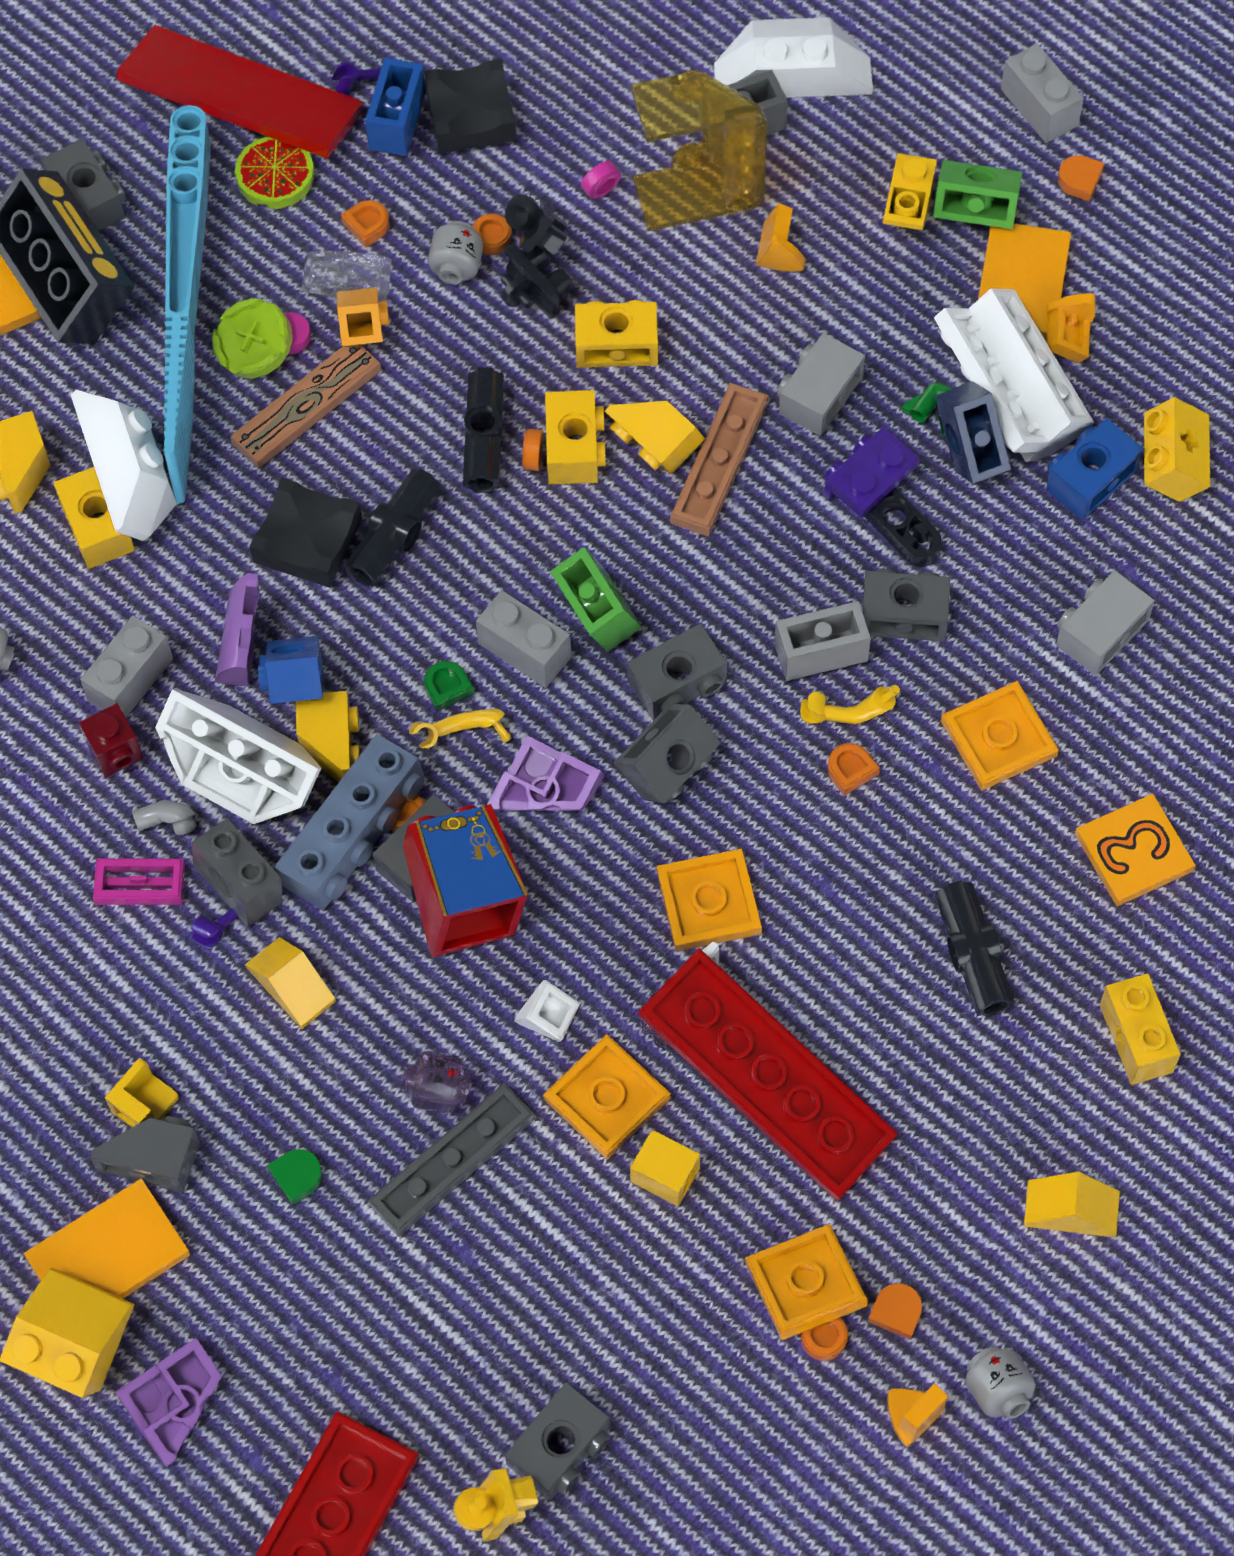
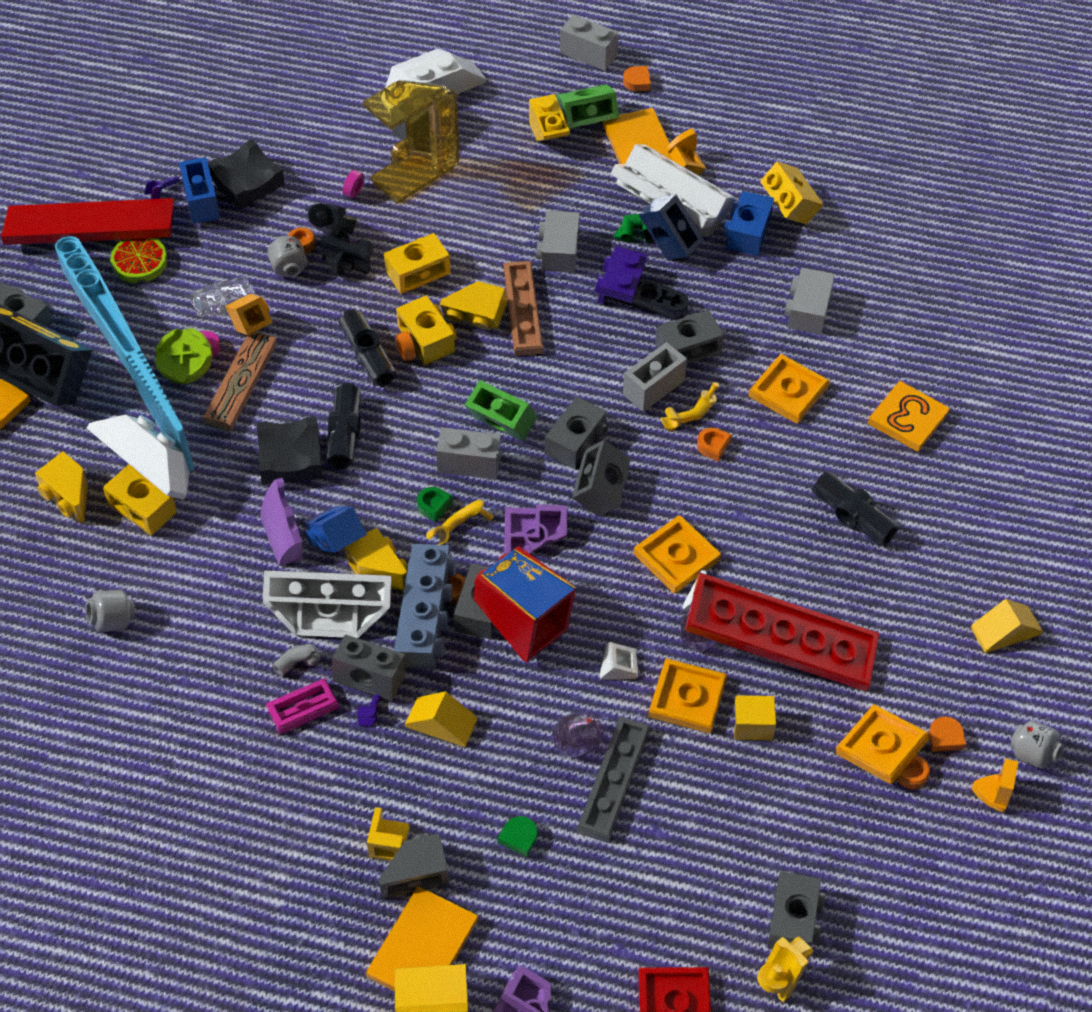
camera: 30 degrees left, 10 degrees down
(111, 740) = (233, 626): dark red brick -> none
(127, 667) = (218, 579): light grey brick -> none
(366, 221) = (216, 264): orange tile -> none
(774, 248) = (482, 178): light orange tile -> none
(1139, 1029) = (981, 508): yellow brick -> none

